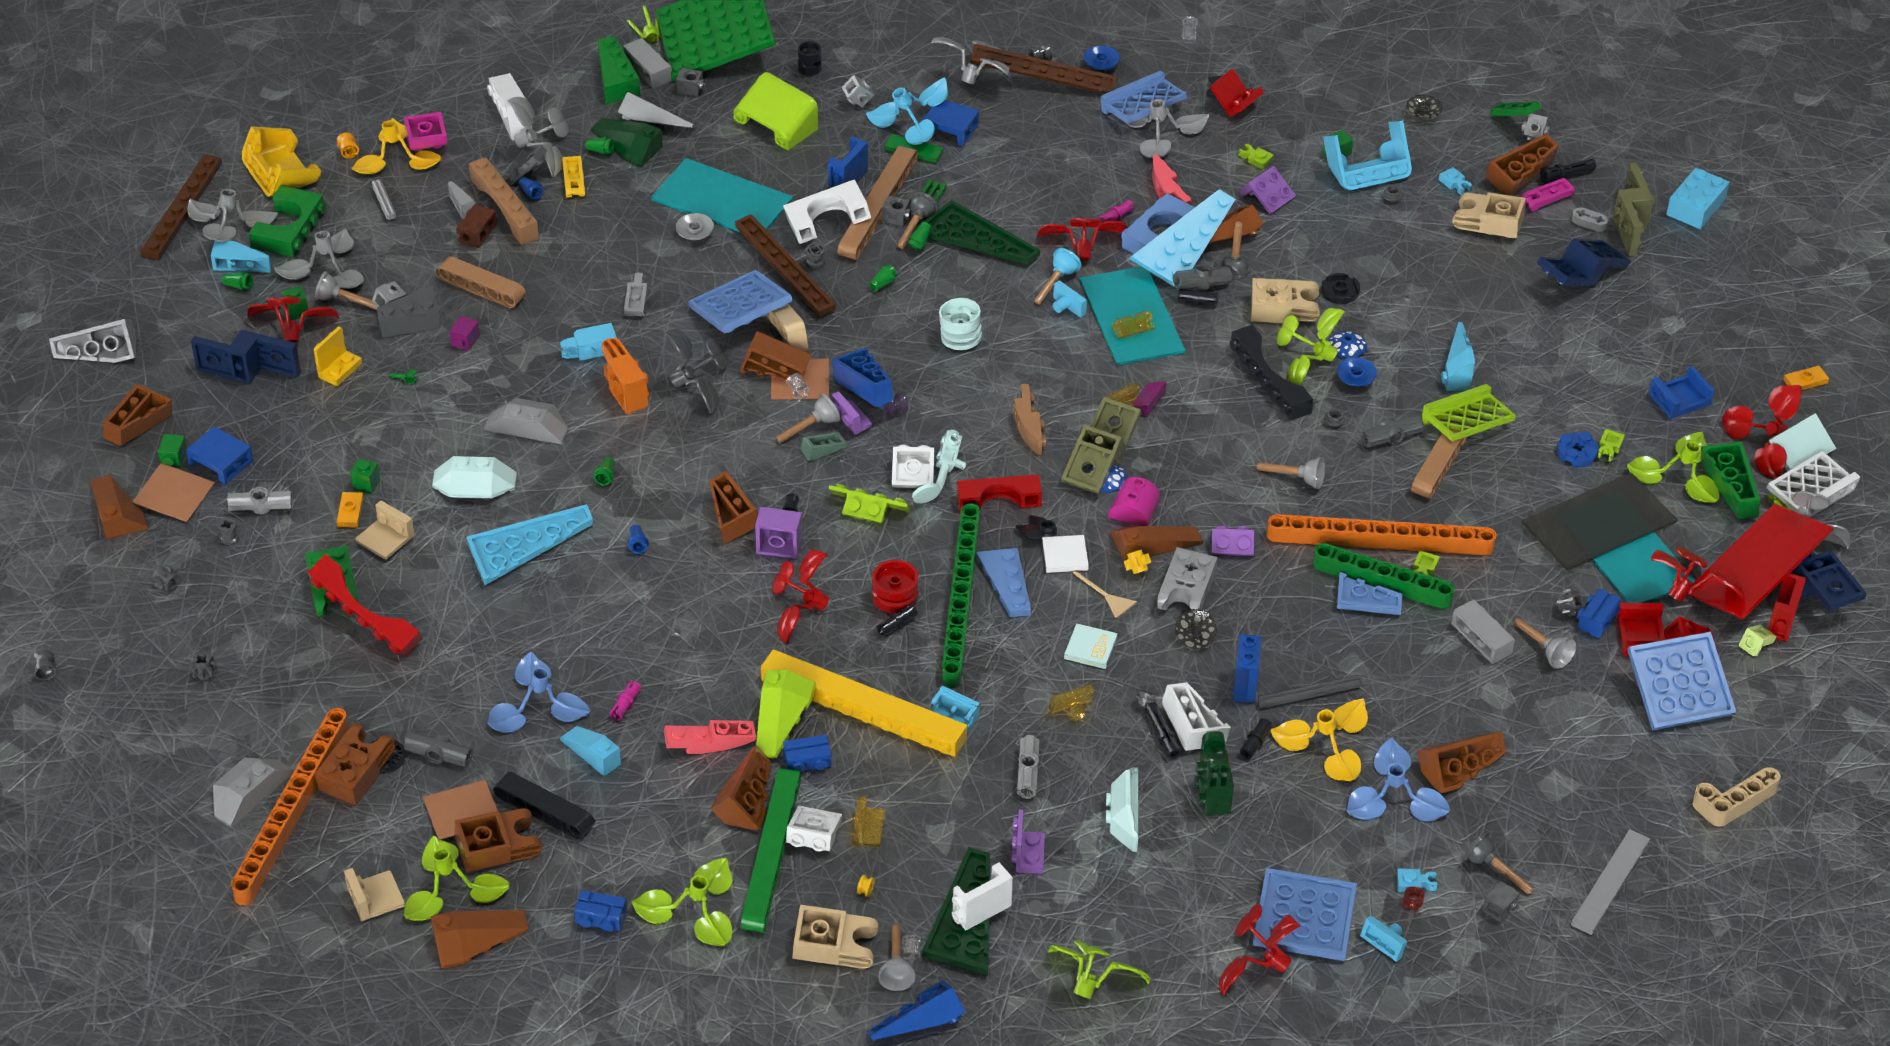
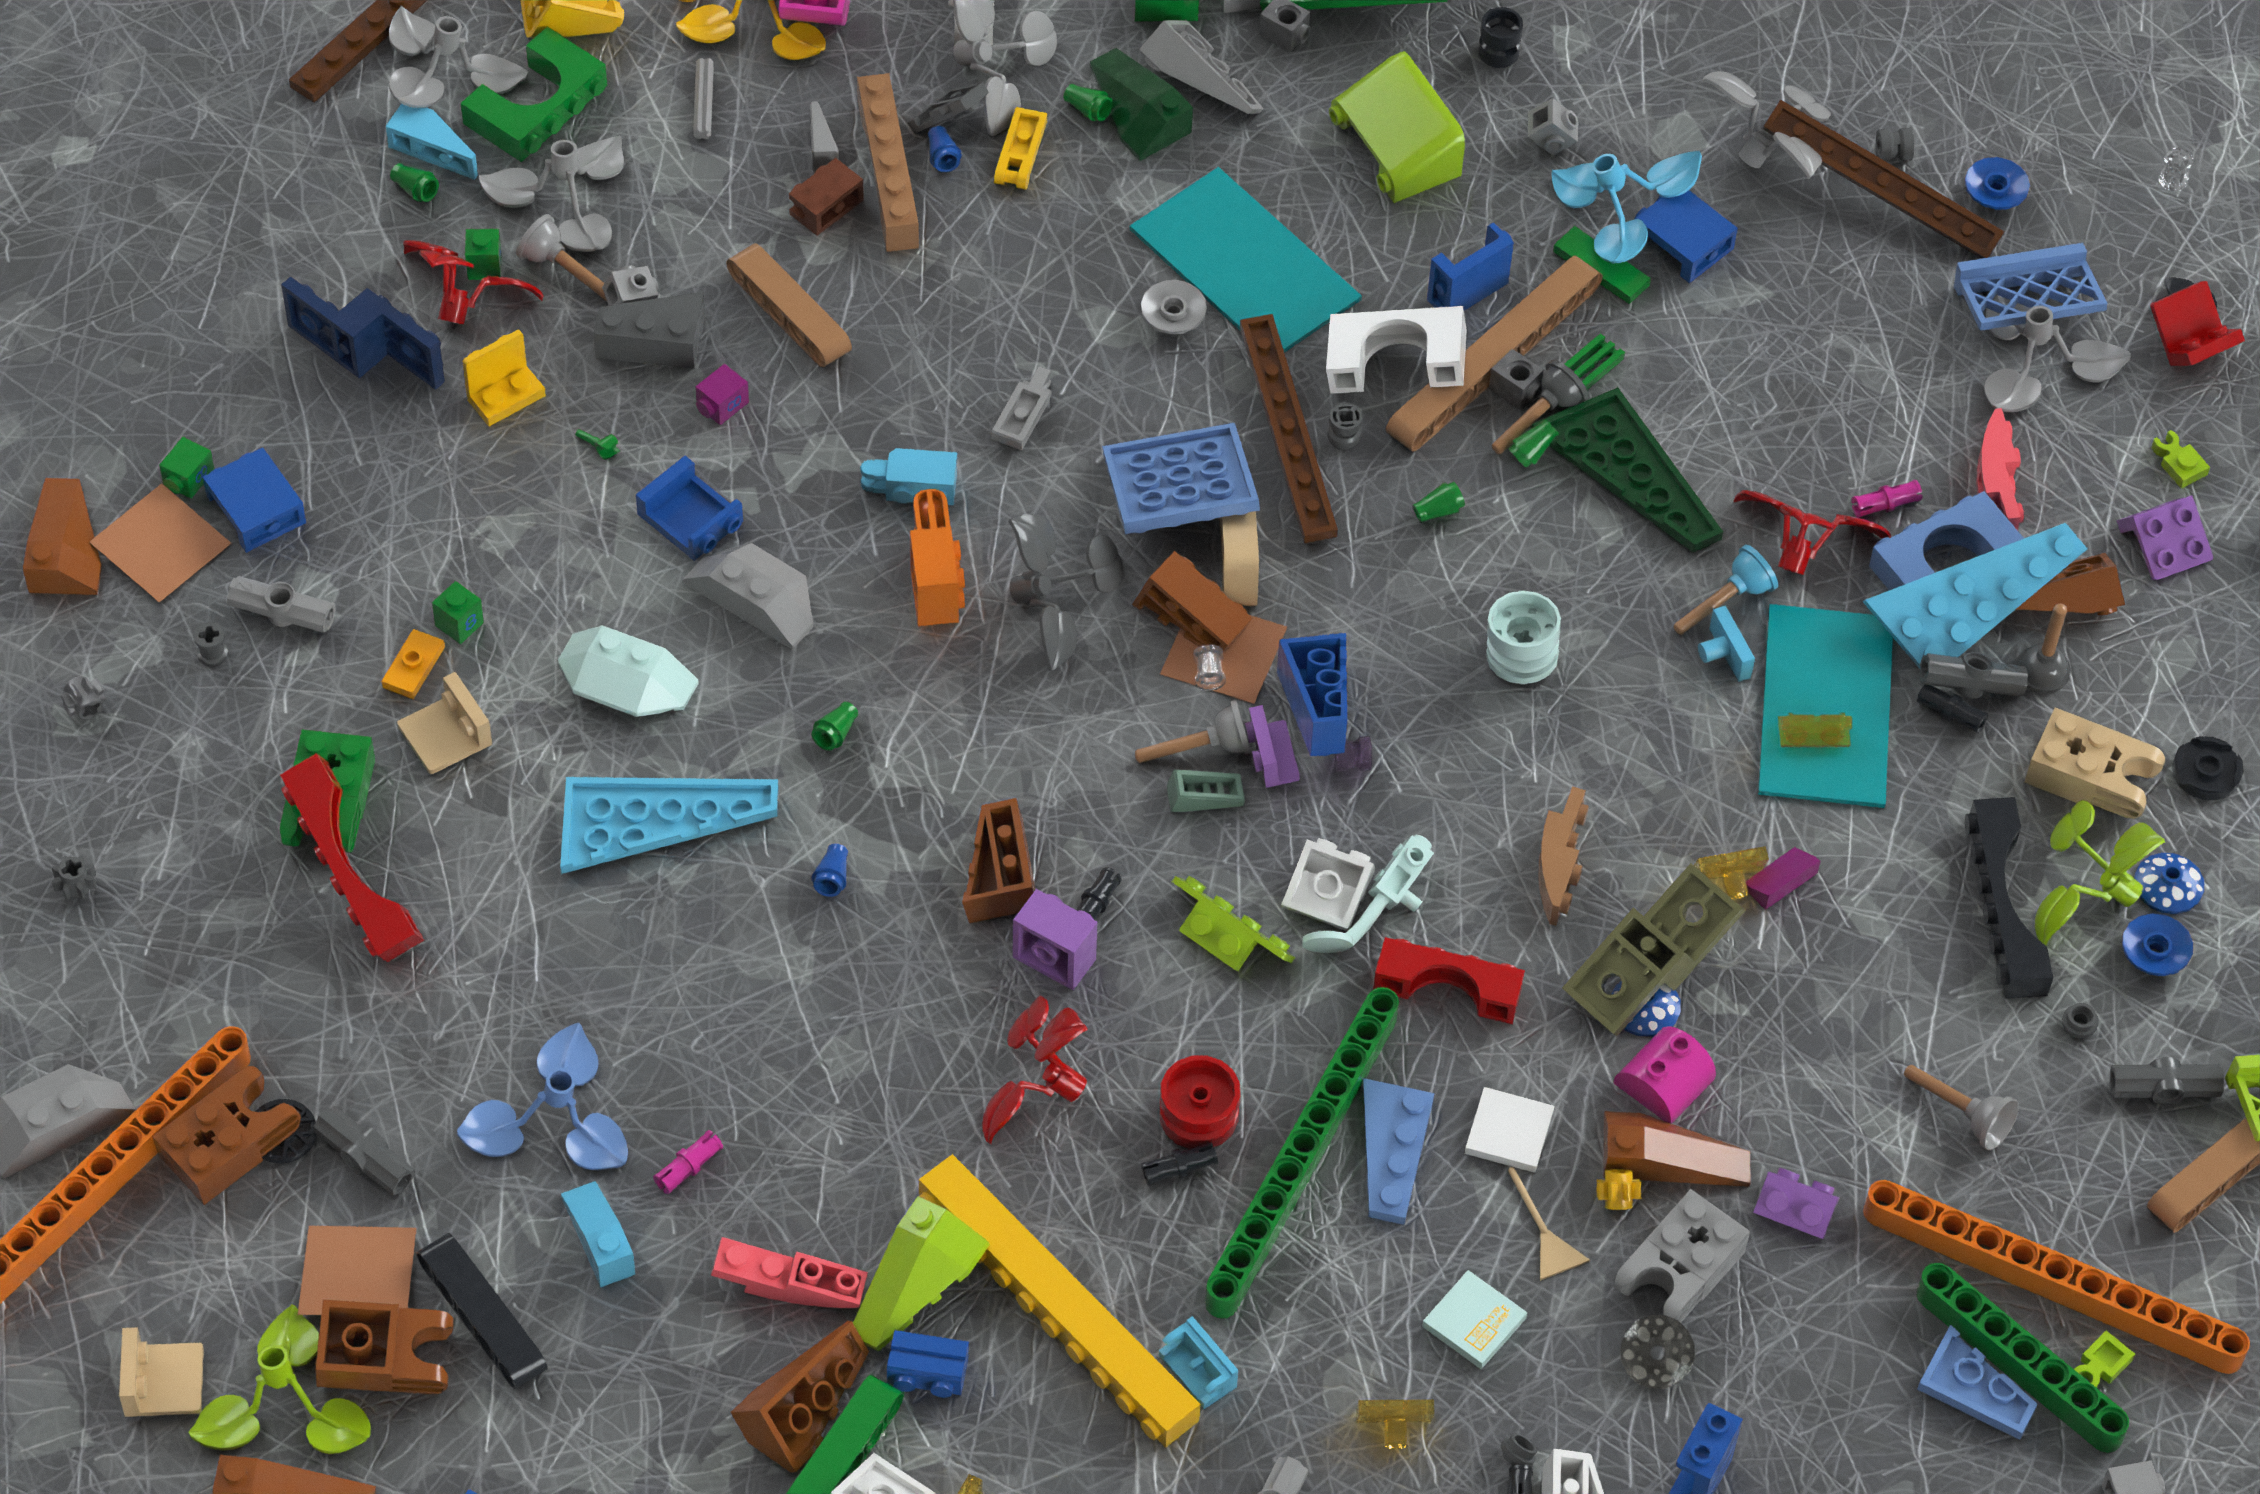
camera: 20 degrees right, 10 degrees up
(101, 343) = (163, 234): light grey wedge -> none
(136, 414) = (155, 385): dark orange wedge -> none
(471, 394) = (688, 510): none -> blue panel
(1038, 528) = (1485, 1067): black plate -> none

